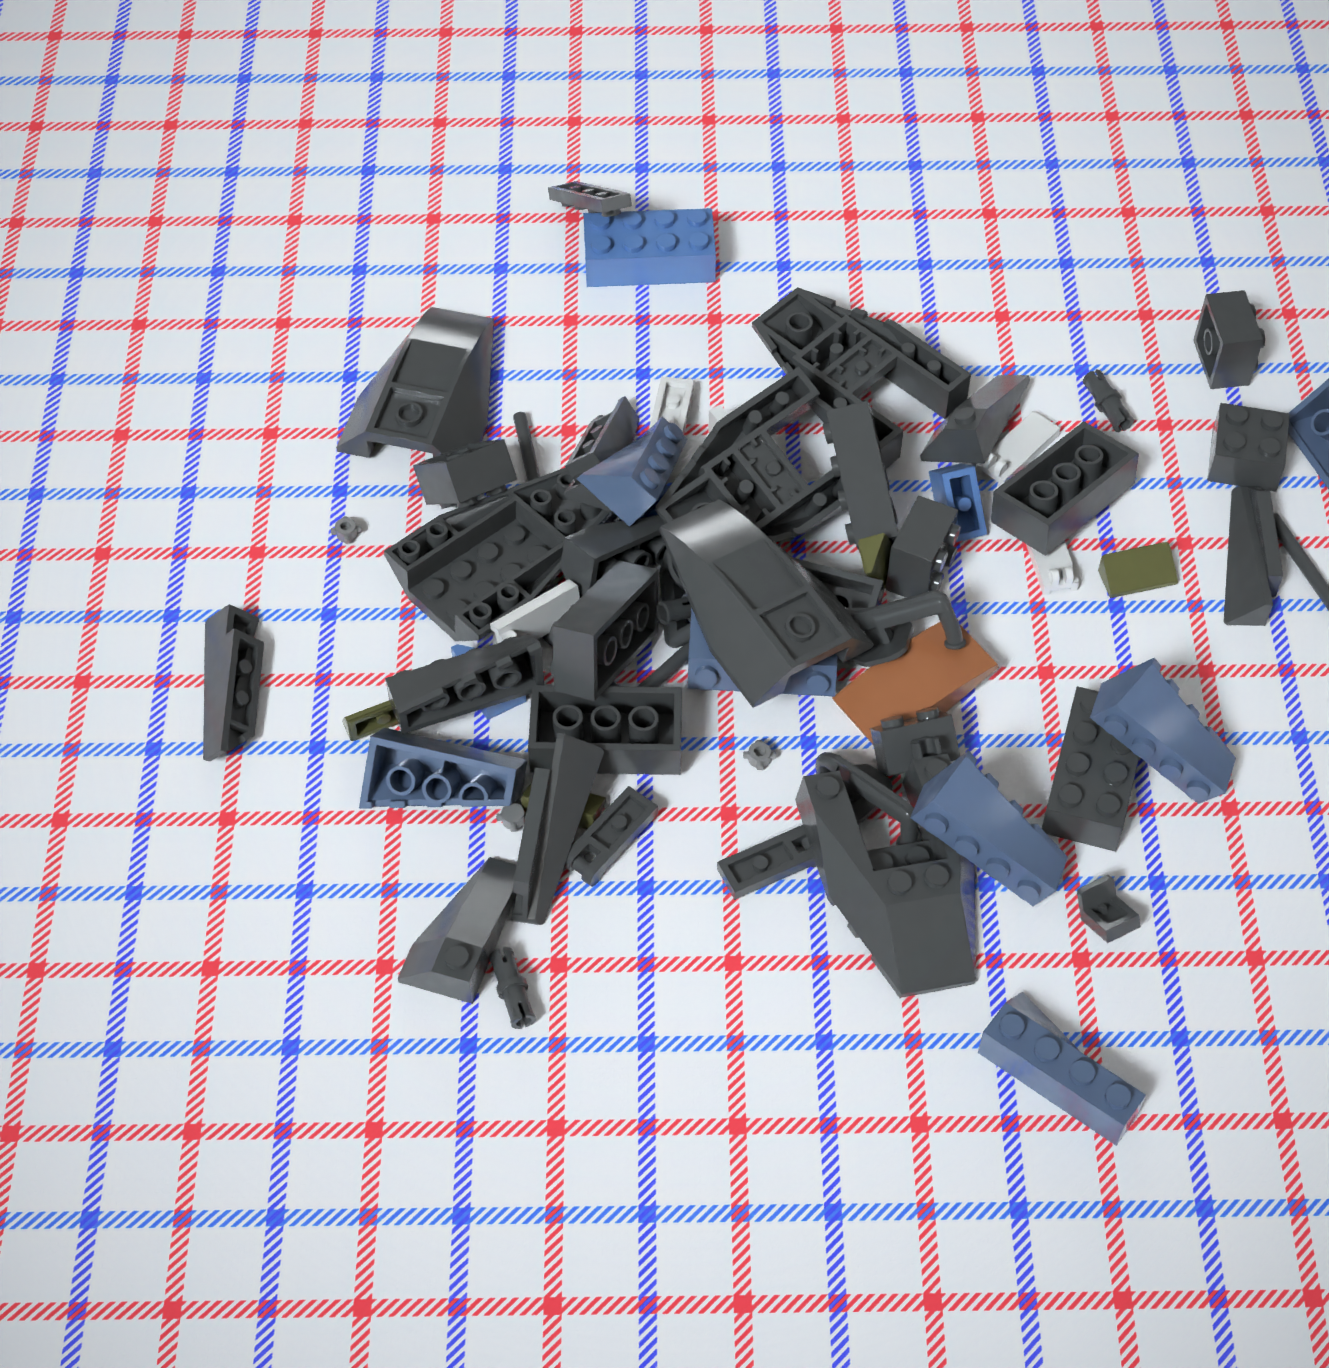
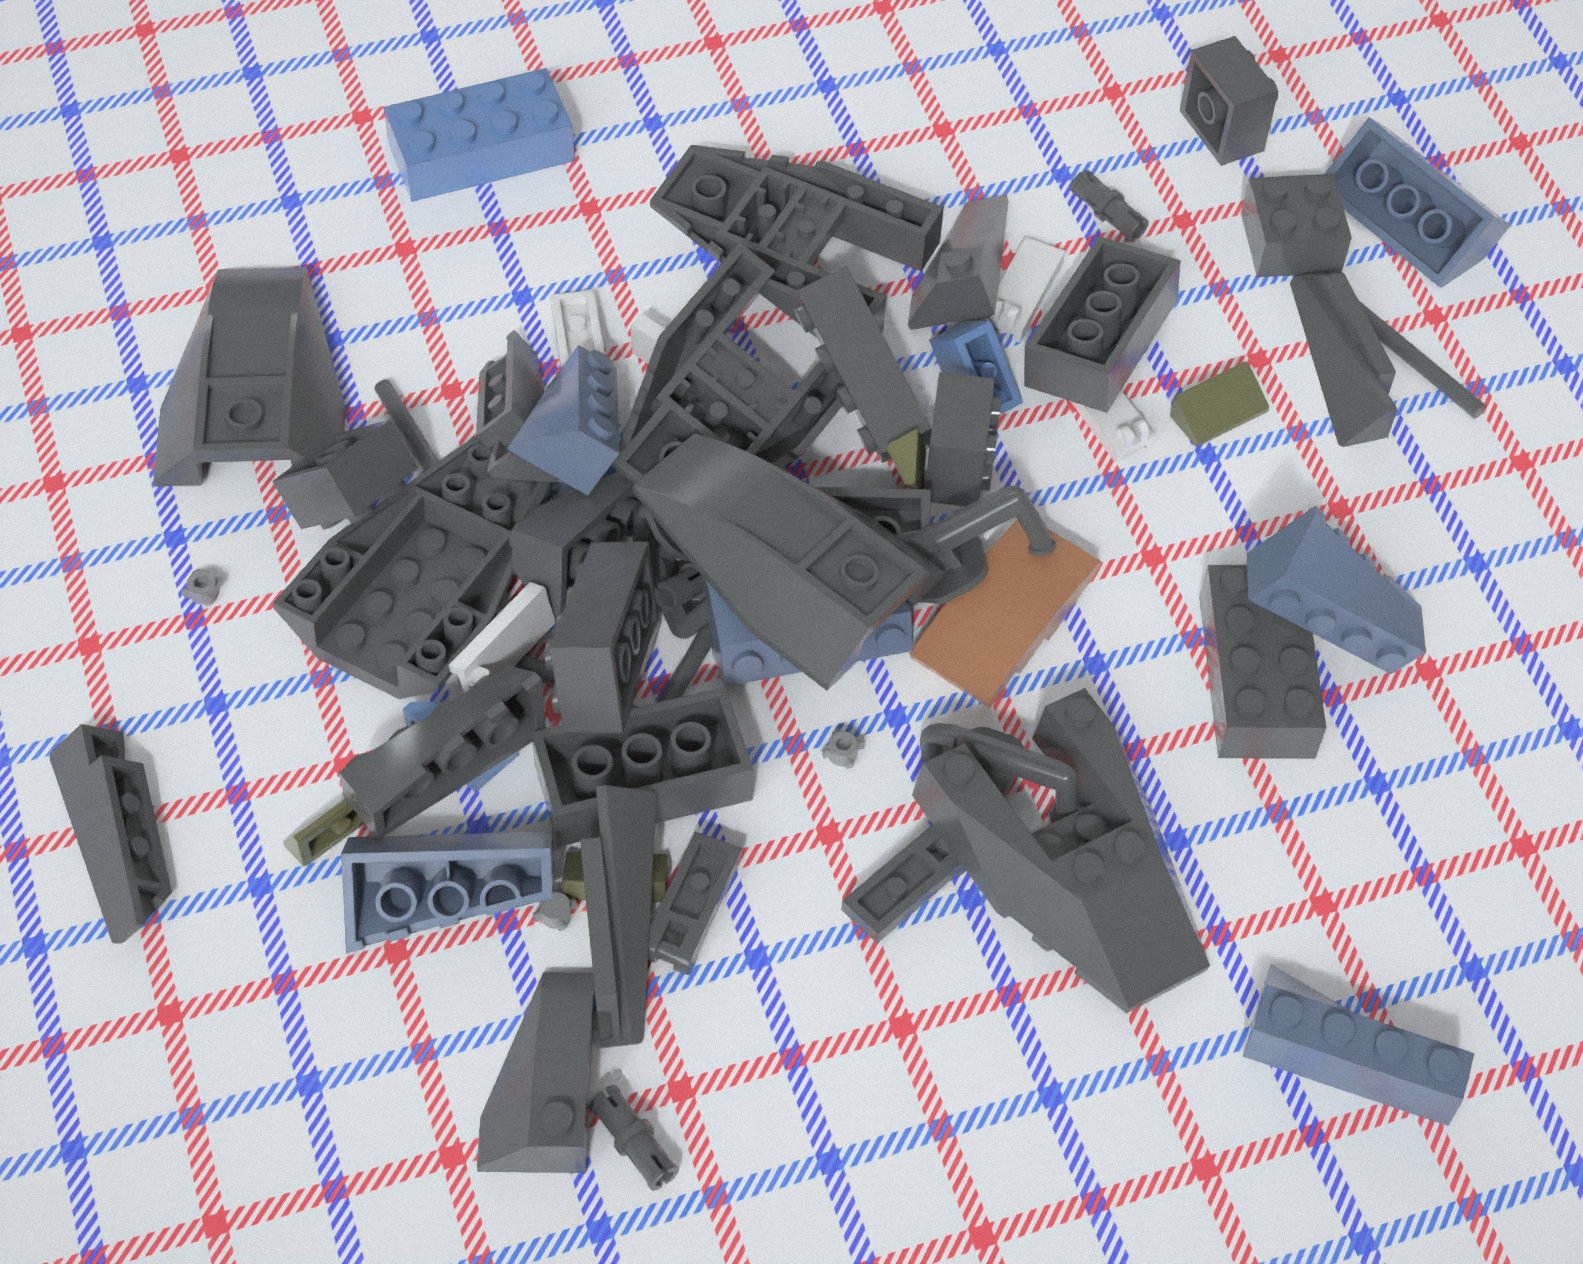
camera: 20 degrees left, 0 degrees up
(590, 197) = (386, 84): dark grey plate -> none
(902, 740) = (1023, 685): dark grey brick -> none
(989, 831) = (1172, 770): sand blue wedge -> none
(1105, 911) = (1336, 837): dark grey bracket -> none

